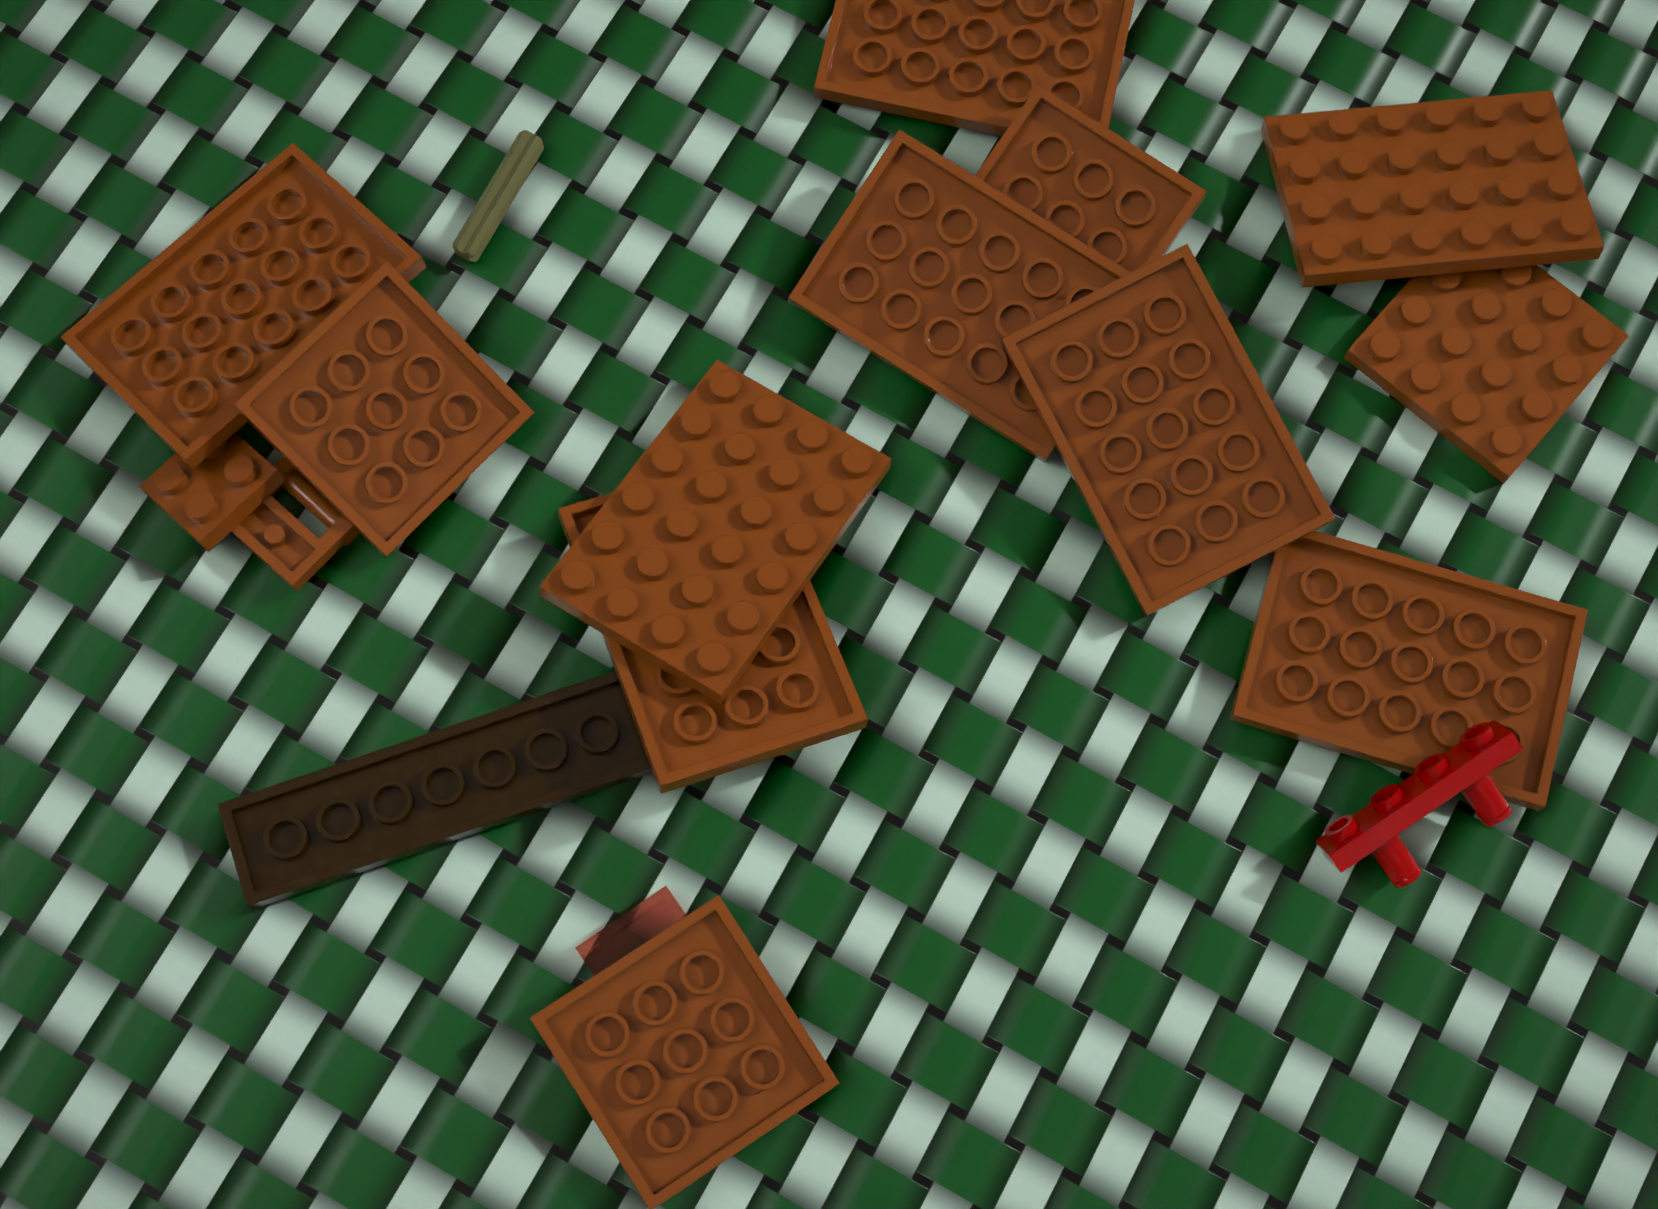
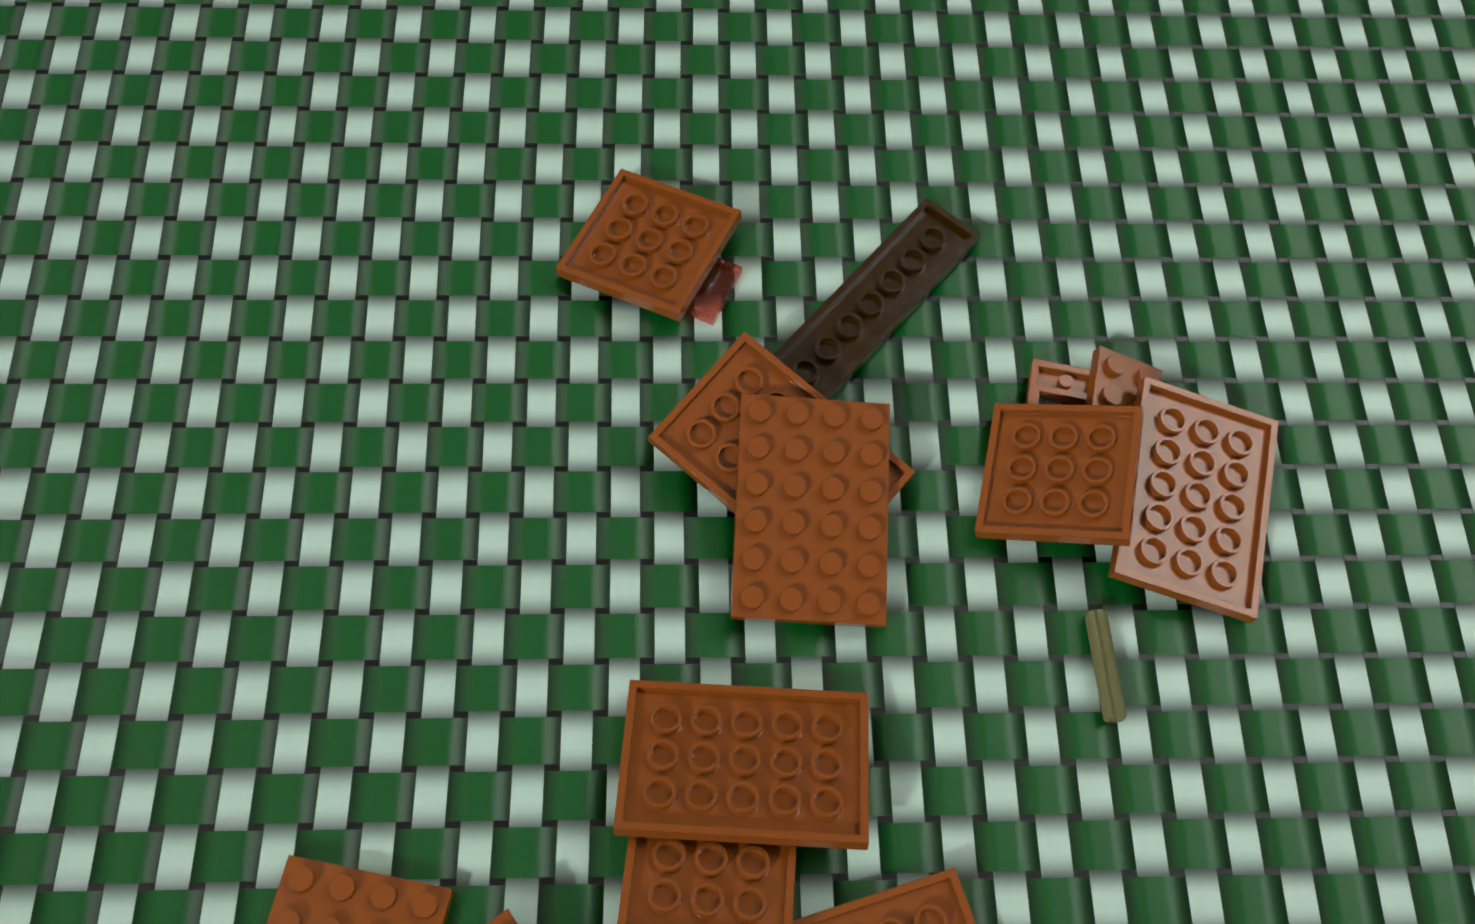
camera: 150 degrees right, 10 degrees down
(1167, 430) = (556, 732): dark orange plate -> none
(1406, 659) = (311, 679): dark orange plate -> none
(1435, 781) = (285, 562): red plate -> none

